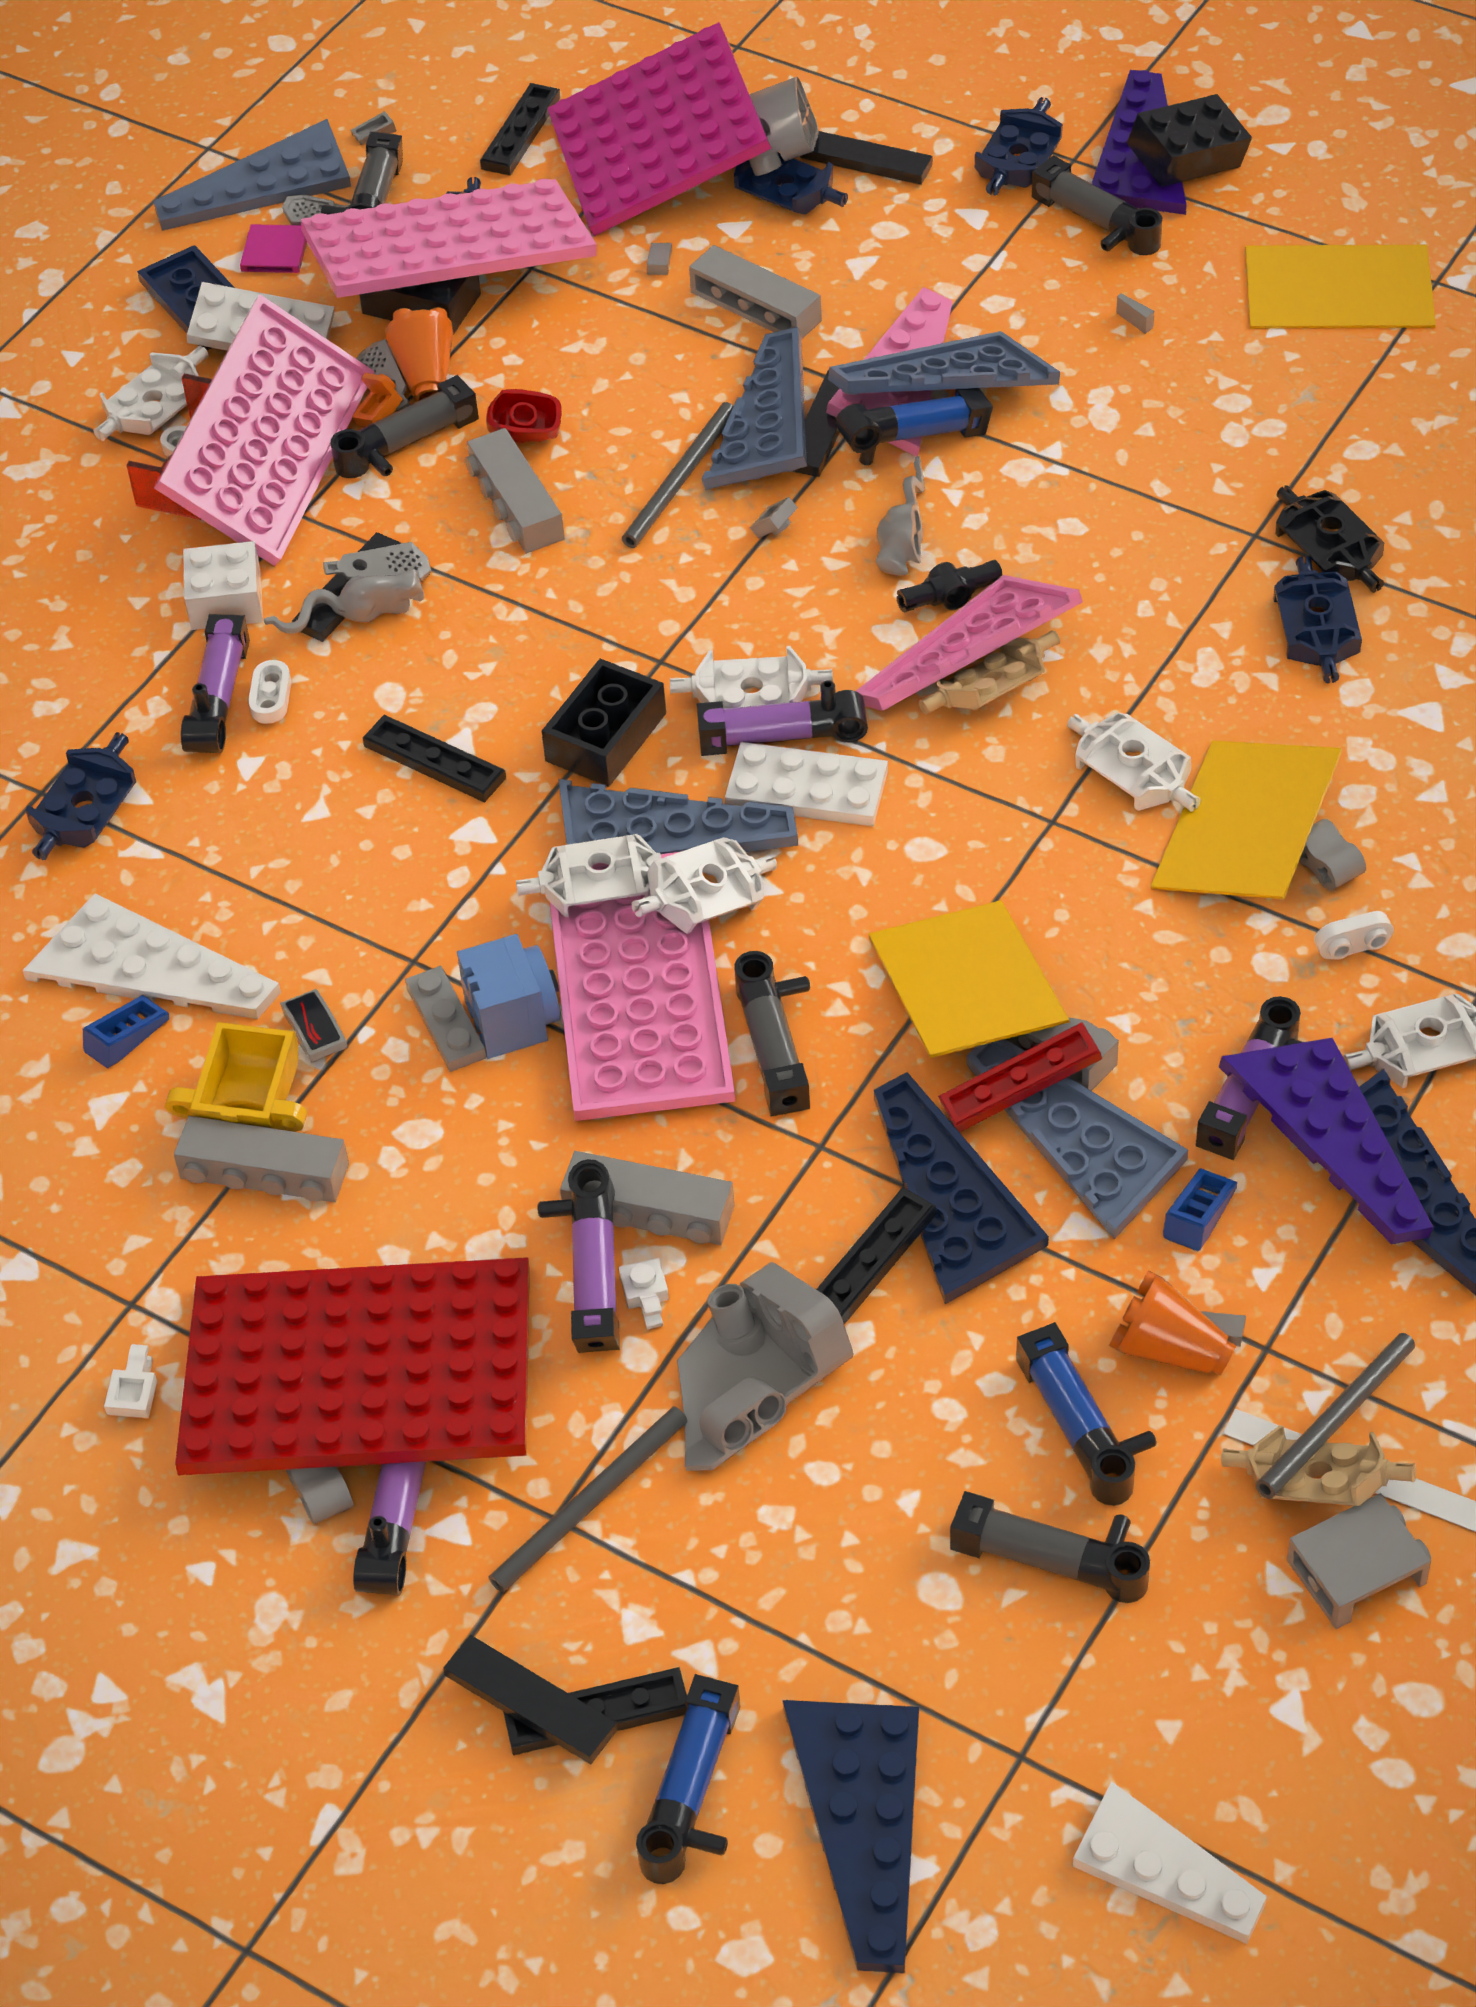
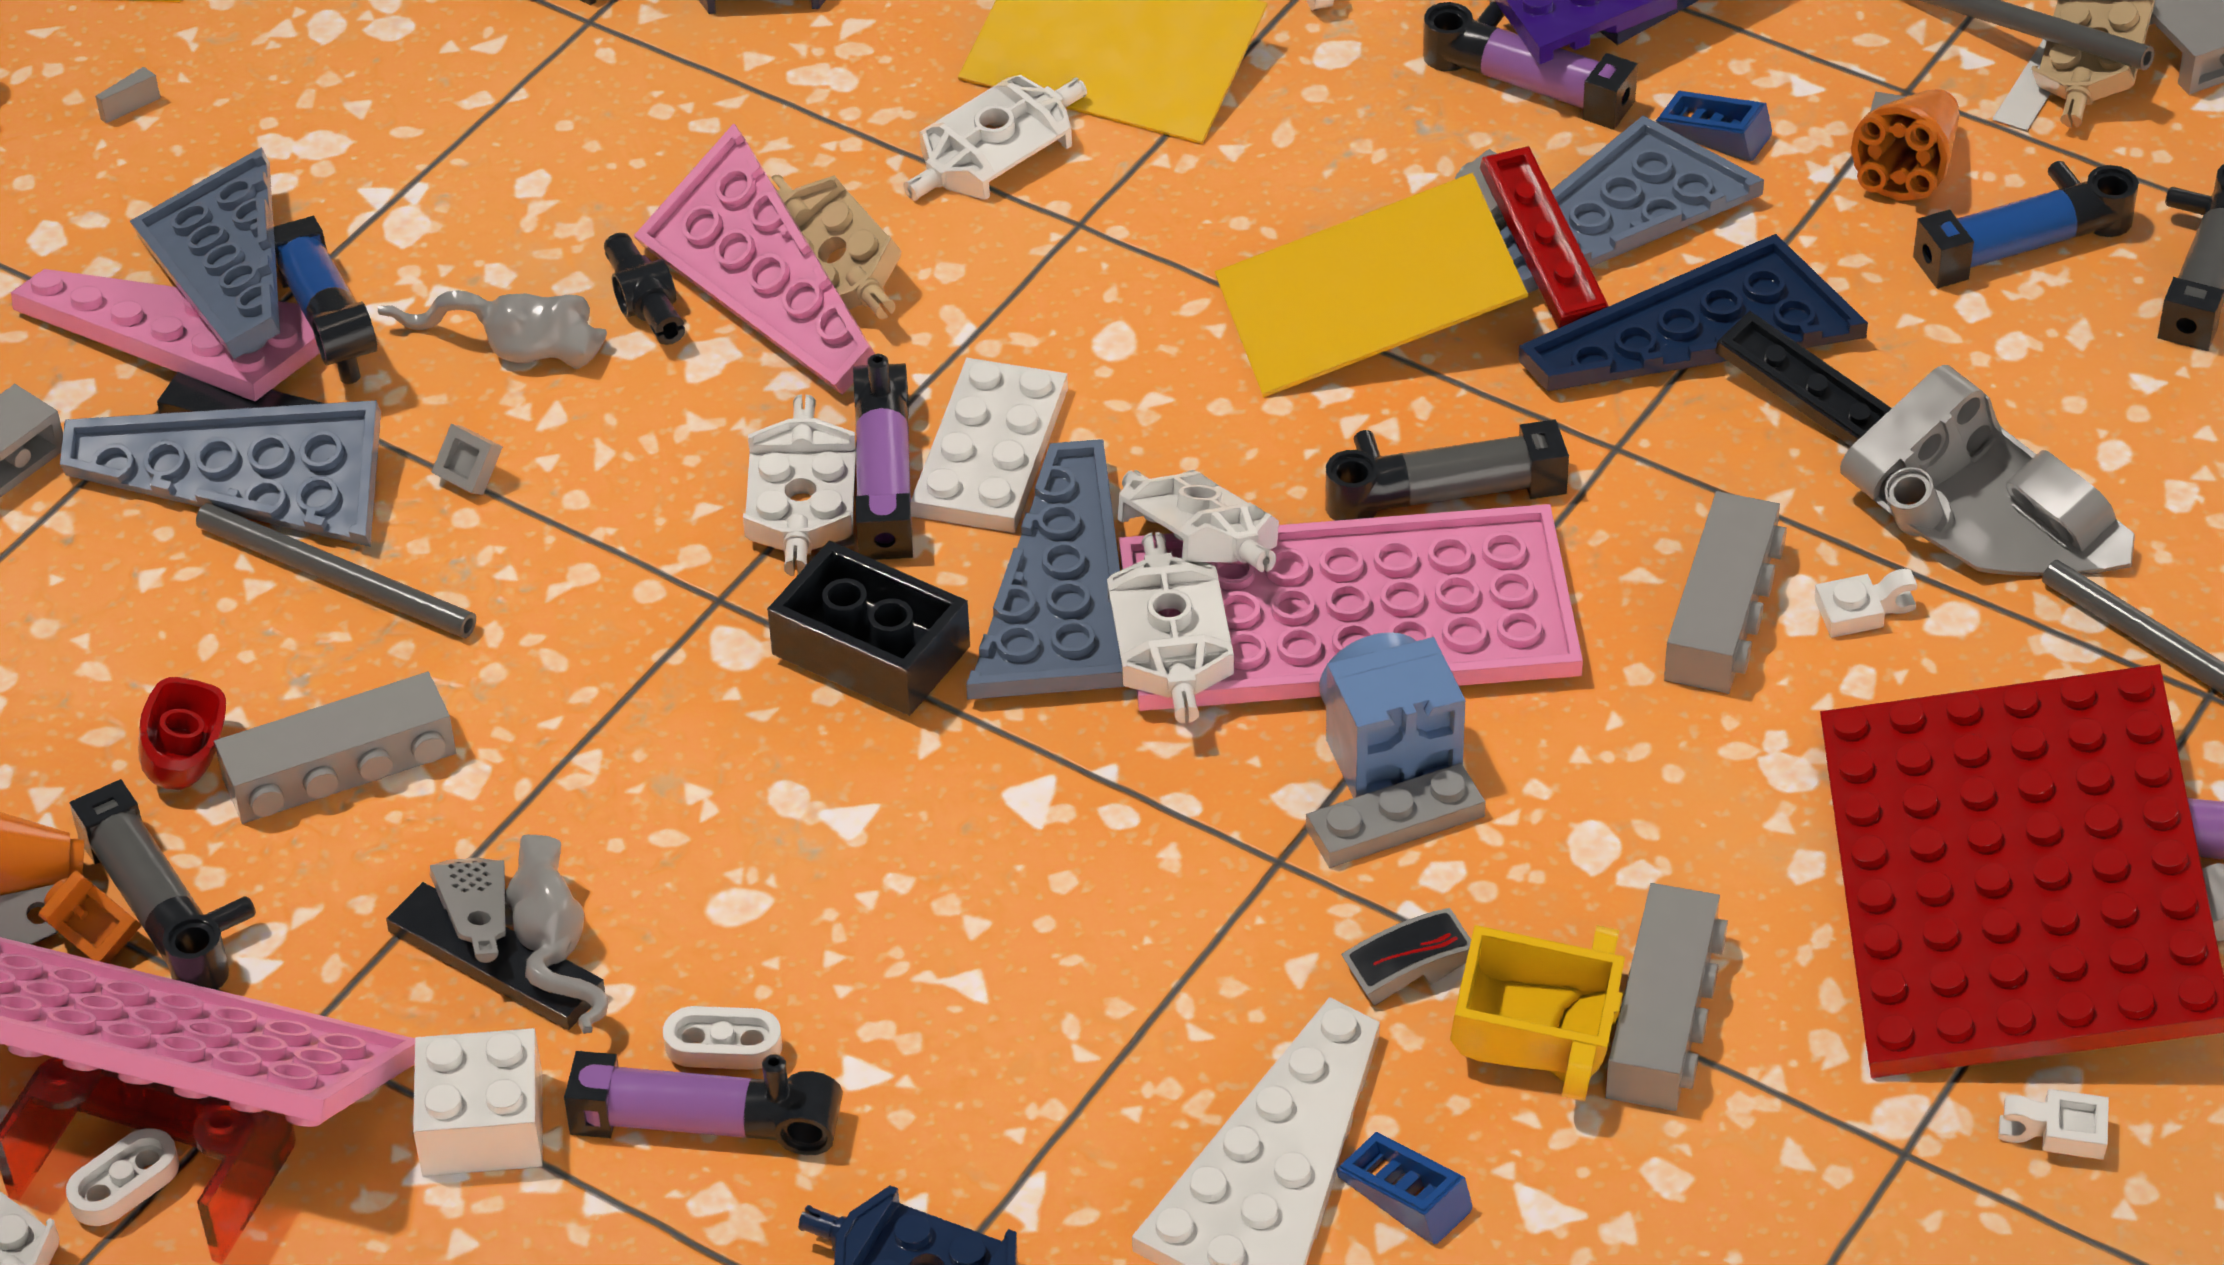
camera: 90 degrees left, 5 degrees down
(434, 758) = (883, 844): black tile -> none
(594, 1314) = (1762, 604): piece -> none

